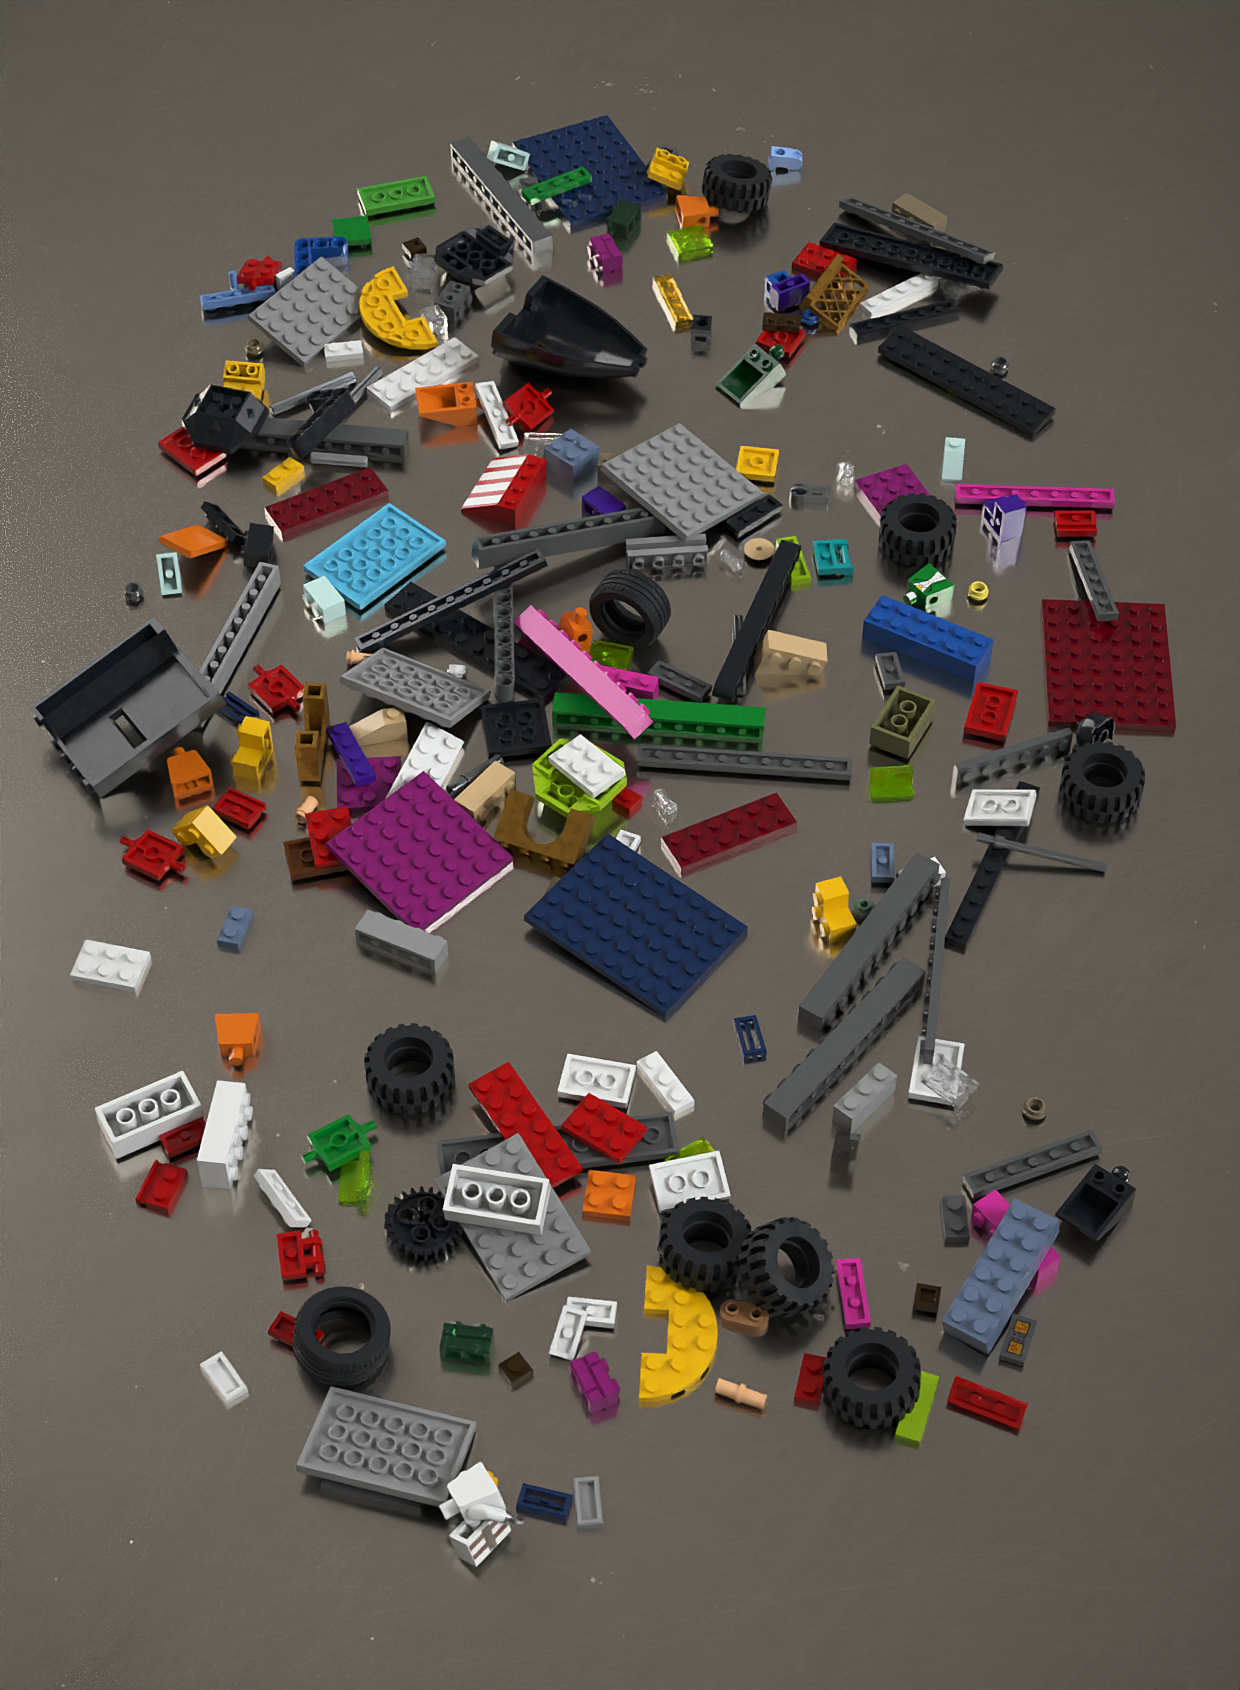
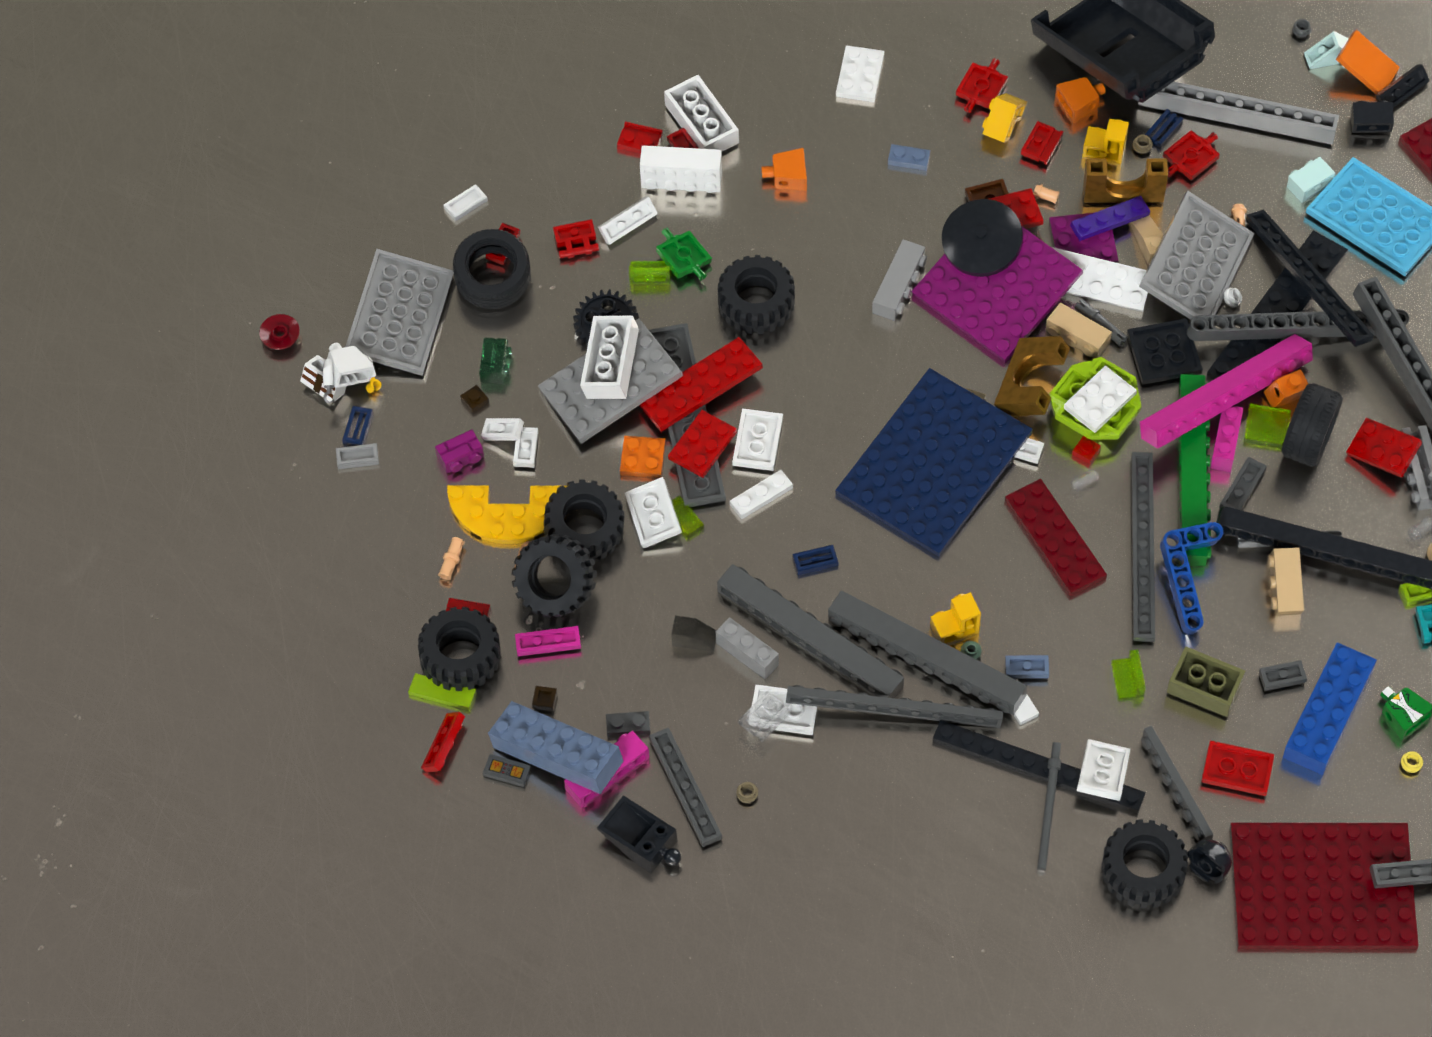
camera: 90 degrees right, 10 degrees up
(371, 851) = (982, 237): none -> black dish
(396, 1582) = (278, 325): none -> dark red dish
(654, 562) = (1384, 447): none -> red plate
(784, 726) = (1184, 572): none -> blue beam

